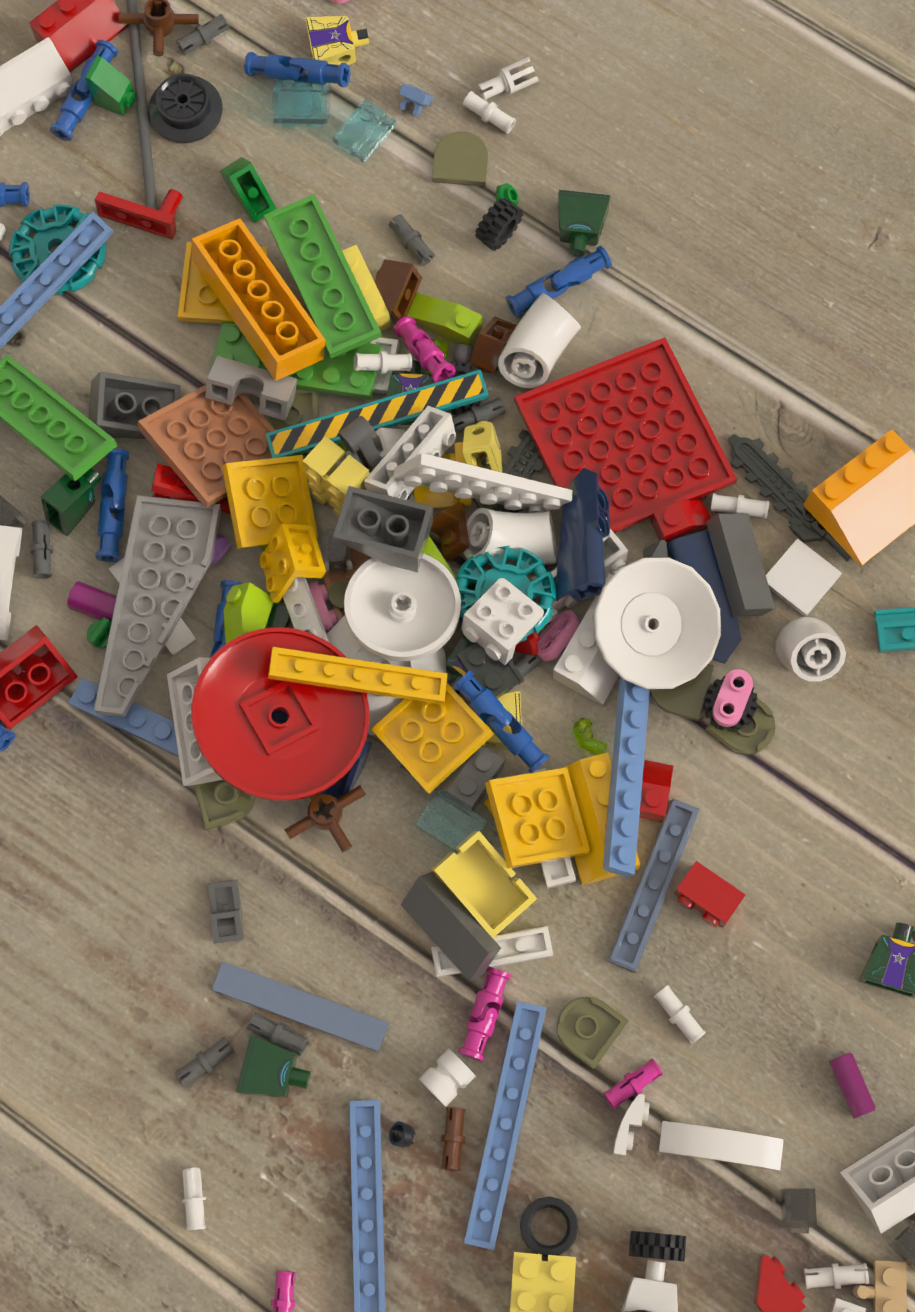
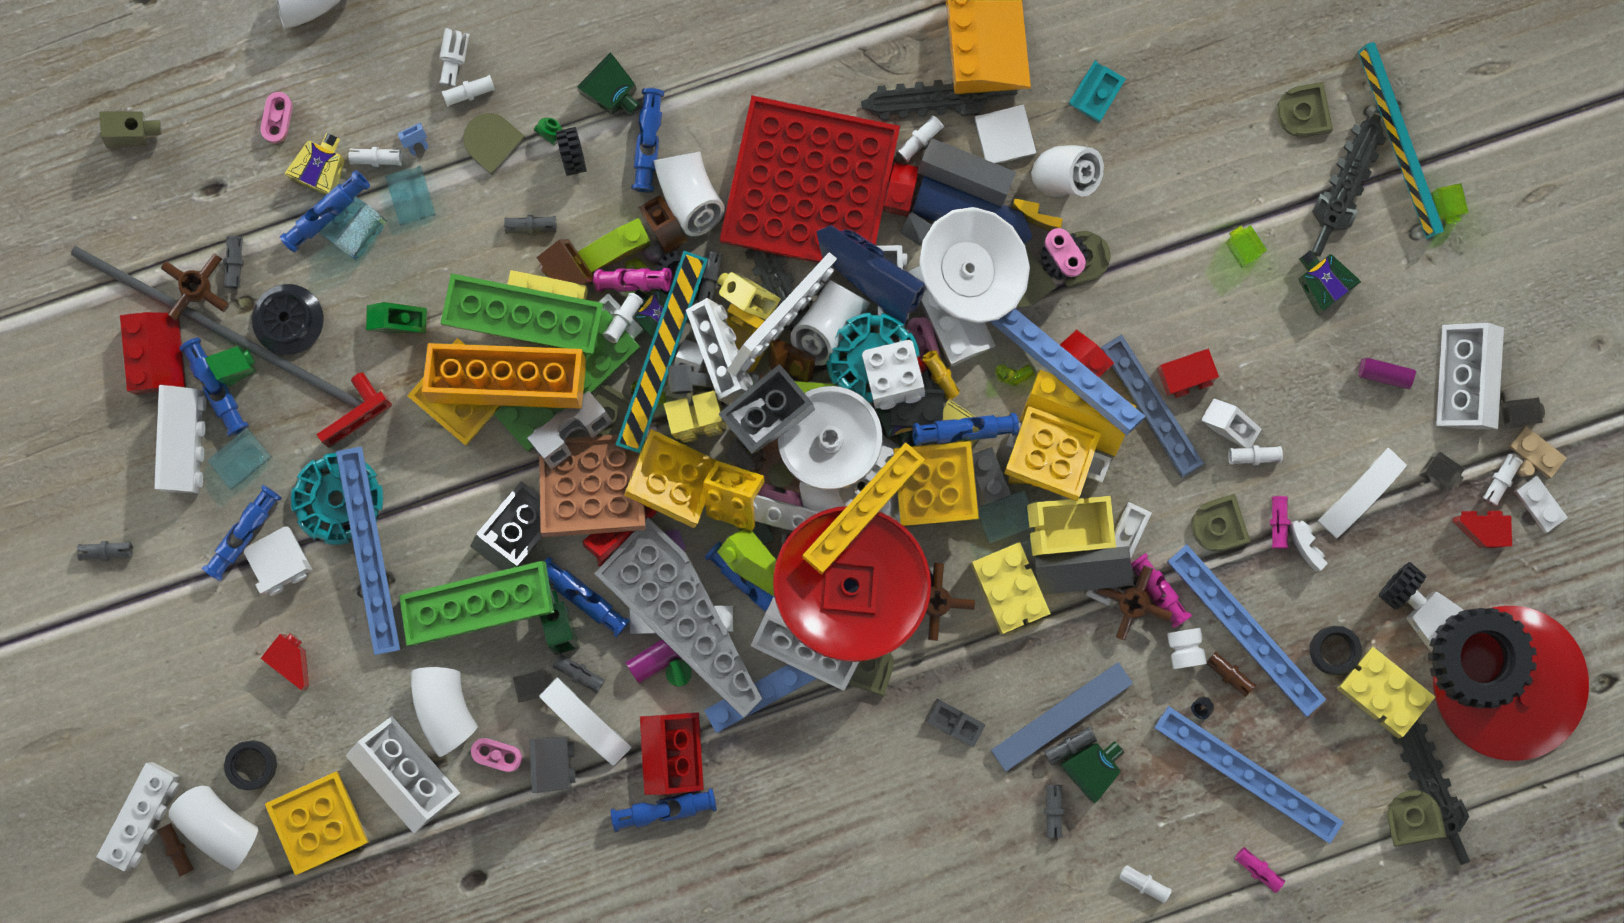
camera: 60 degrees left, 10 degrees up
(36, 151) = (239, 459): none -> clear light blue plate
(376, 80) = (375, 156): none -> white pin
(384, 871) = (1010, 588): none -> light yellow piece
(464, 1000) = (1133, 613): none -> reddish brown bar
(537, 670) = (941, 374): none -> yellow pin
(692, 970) = (1231, 423): none -> white slope
(748, 649) = (1030, 212): none -> yellow slope
(870, 863) = (1245, 245): none -> clear neon green brick

